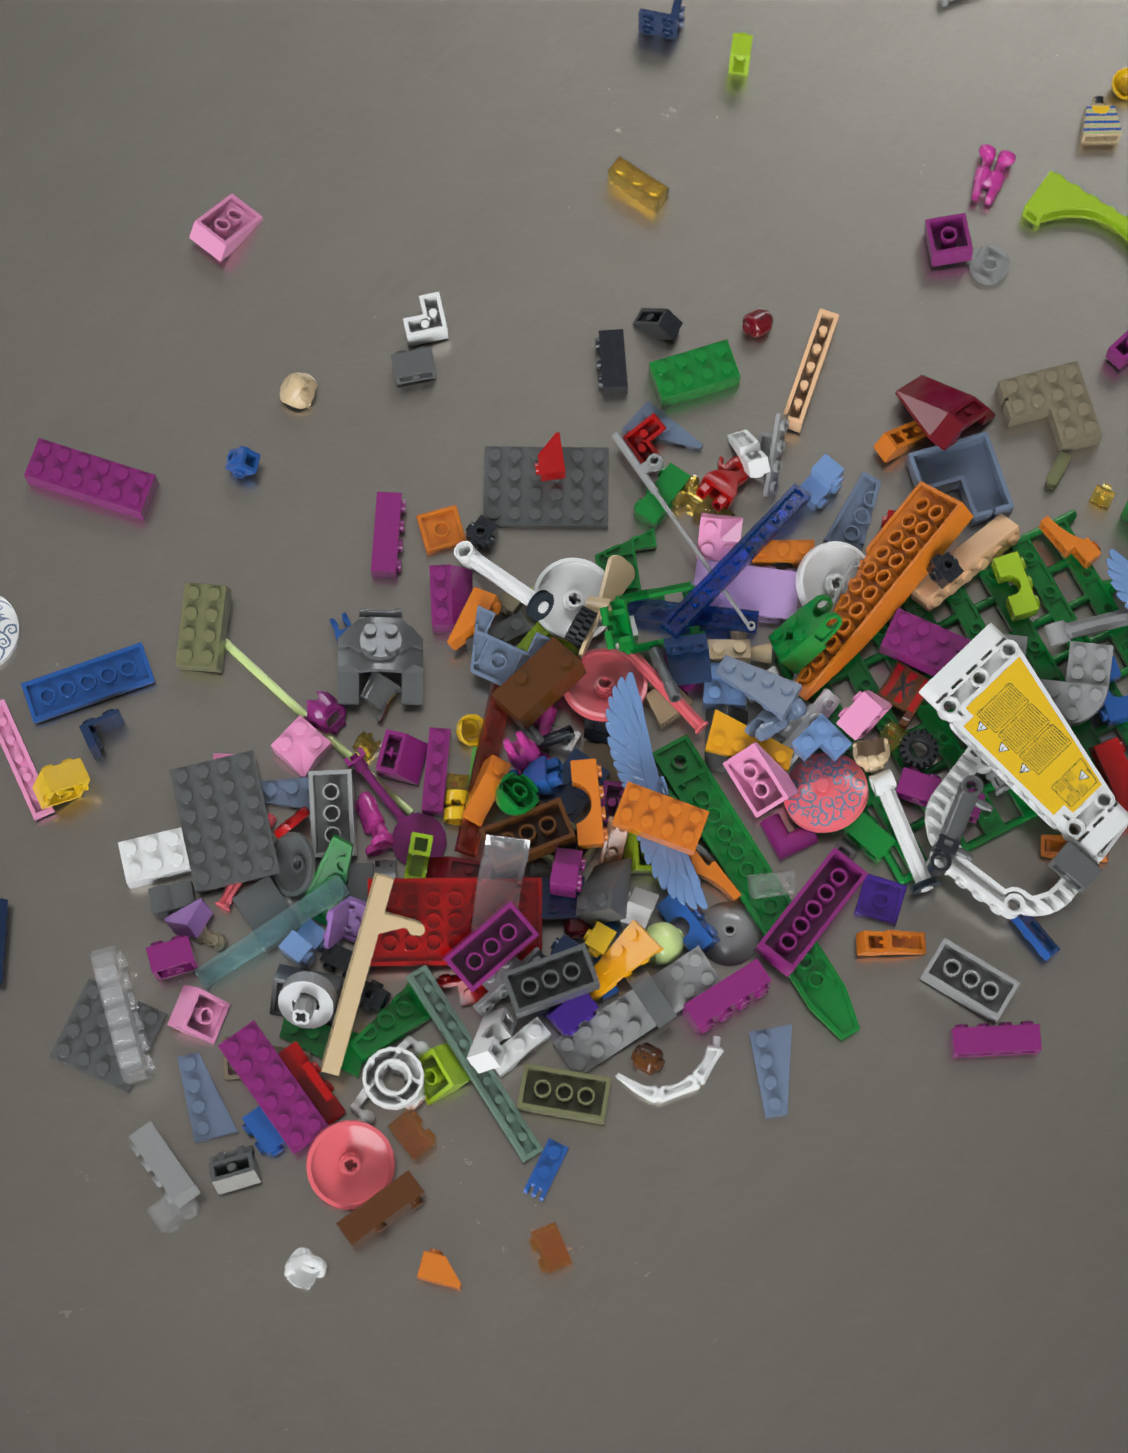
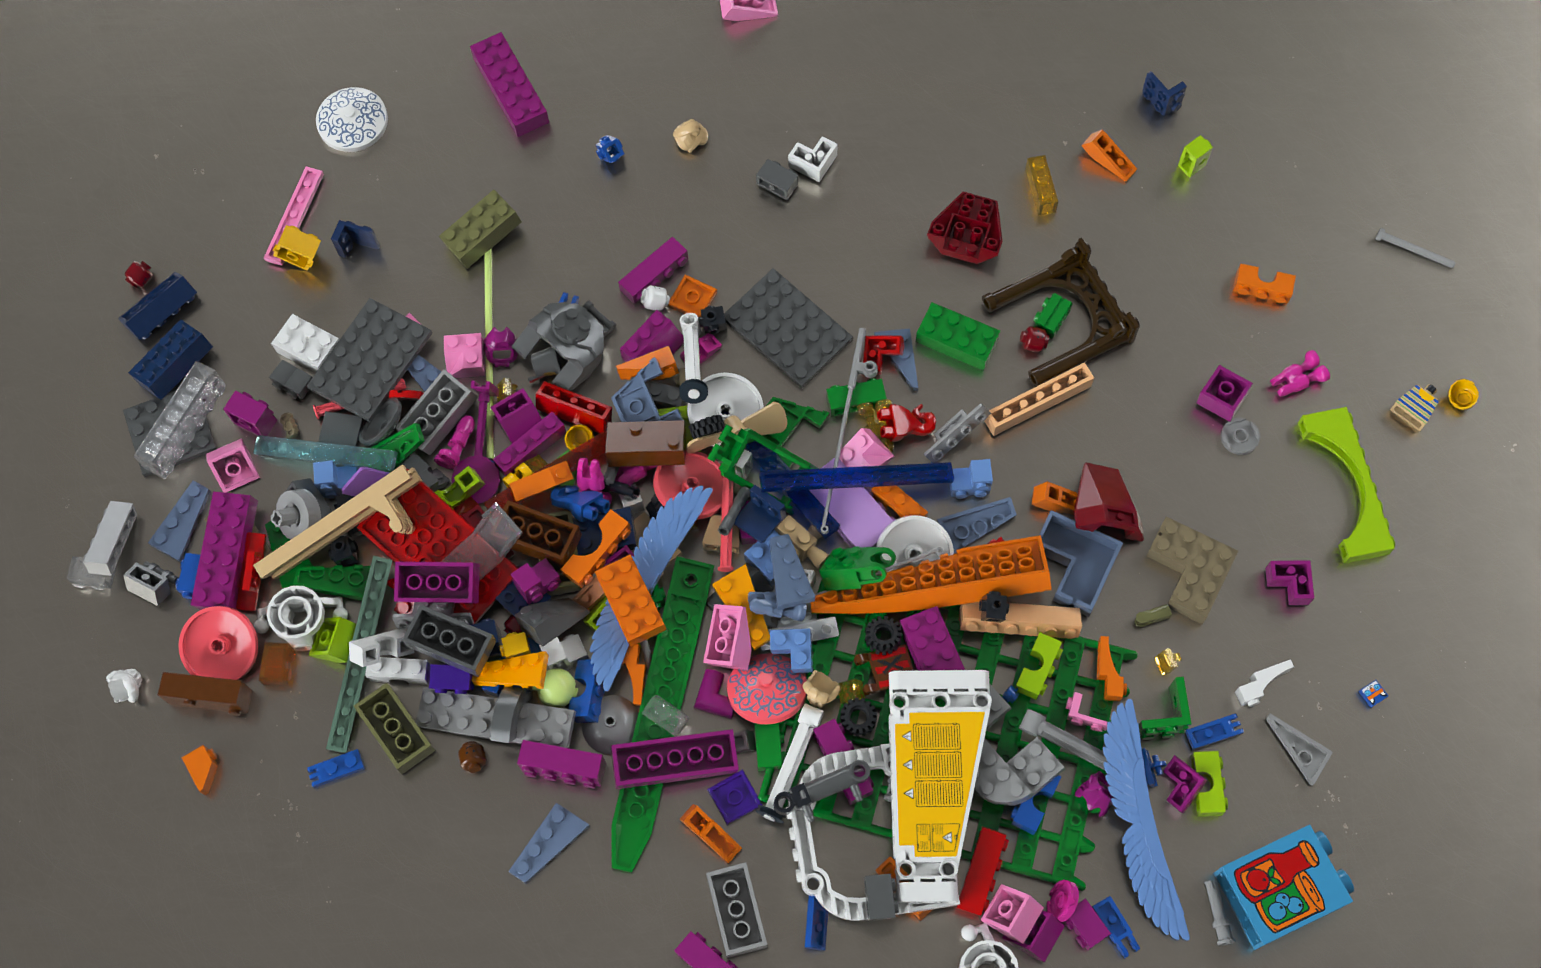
camera: 45 degrees right, 5 degrees down
(49, 975) = (170, 359): none -> dark blue brick
(88, 682) = (381, 204): blue plate -> none
(190, 919) = (288, 401): medium lavender slope -> none
(414, 557) = (655, 298): none -> white head
(441, 708) = (573, 407): none -> red brick
(499, 557) = (707, 347): none -> dark pink slope
(516, 794) = (553, 498): green cylinder -> none
(551, 460) = (803, 310): red slope -> none
(551, 1249) = (283, 823): clear orange brick -> none
(612, 362) = (910, 284): black brick -> none
(615, 272) = (968, 229): none -> dark red wedge
(658, 322) = (966, 284): black slope -> none
(666, 111) = (1109, 155): none -> orange slope
(690, 1083) = (482, 800): white animal -> none
(729, 223) = (1073, 262): none -> dark brown arch
(749, 453) = (940, 418): white slope -> none
(752, 289) = (1053, 314): none -> green brick
(863, 714) = (839, 656): bright pink slope -> none
(876, 658) = (883, 625): none -> black tyre
(879, 128) = (1249, 283): none -> orange arch
(1014, 627) = (1010, 694): none -> blue plate
(1071, 595) = (1078, 719): none -> bright pink bracket

